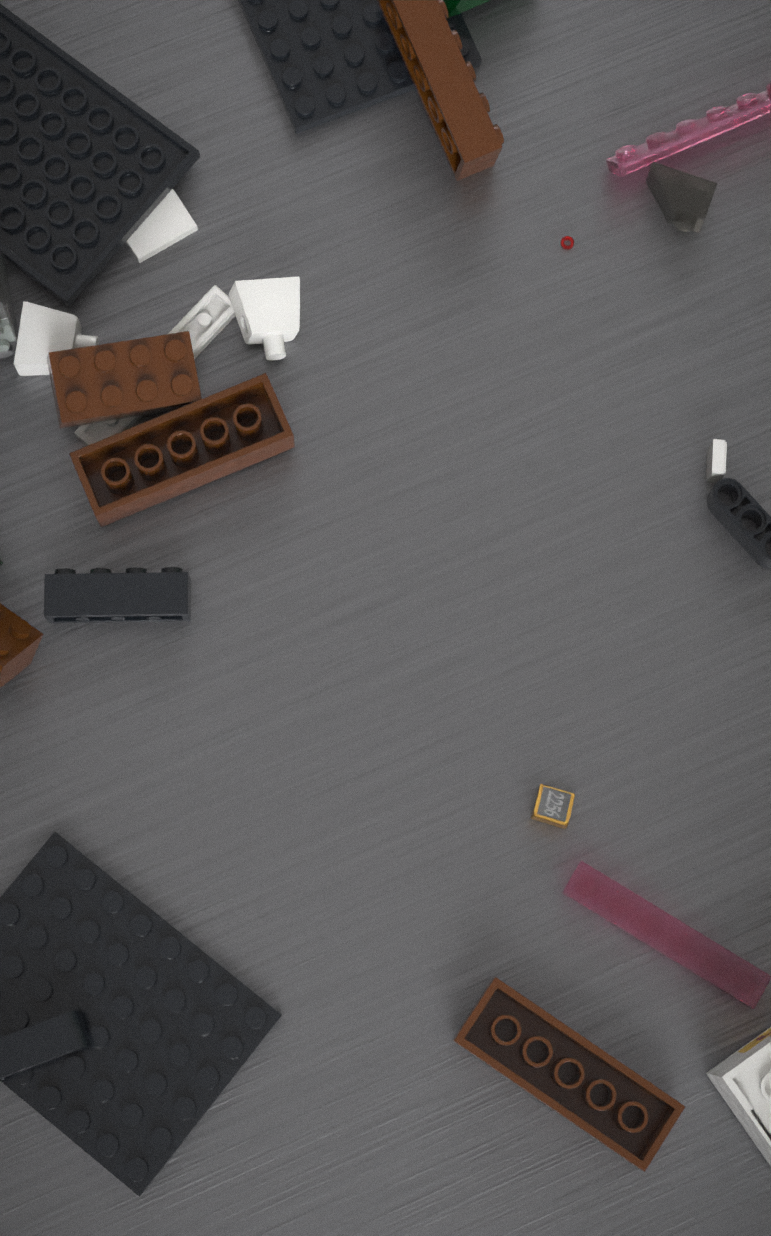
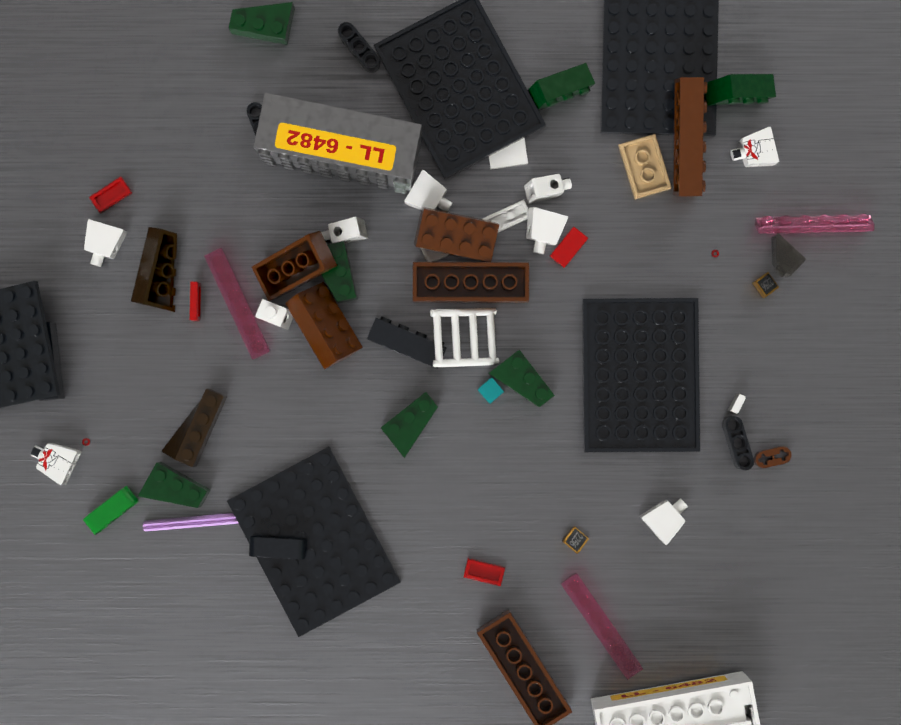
camera: 30 degrees right, 10 degrees up
(179, 728) = (409, 423): none -> dark green wedge
(197, 83) = (561, 86): none -> dark green wedge
(215, 587) = (454, 314): none -> white bar
(242, 248) = (540, 188): none -> white torso
(295, 617) = (490, 390): none -> teal tile
(323, 330) = (568, 247): none -> red tile
(341, 571) = (523, 379): none -> dark green wedge
(390, 155) = (644, 166): none -> tan tile
(421, 932) = (484, 572): none -> red tile
(537, 484) = (641, 375): none -> black plate
(558, 53) = (757, 149): none -> white torso
(671, 256) = (765, 285): none -> slope
(689, 703) = (665, 519): none -> white torso

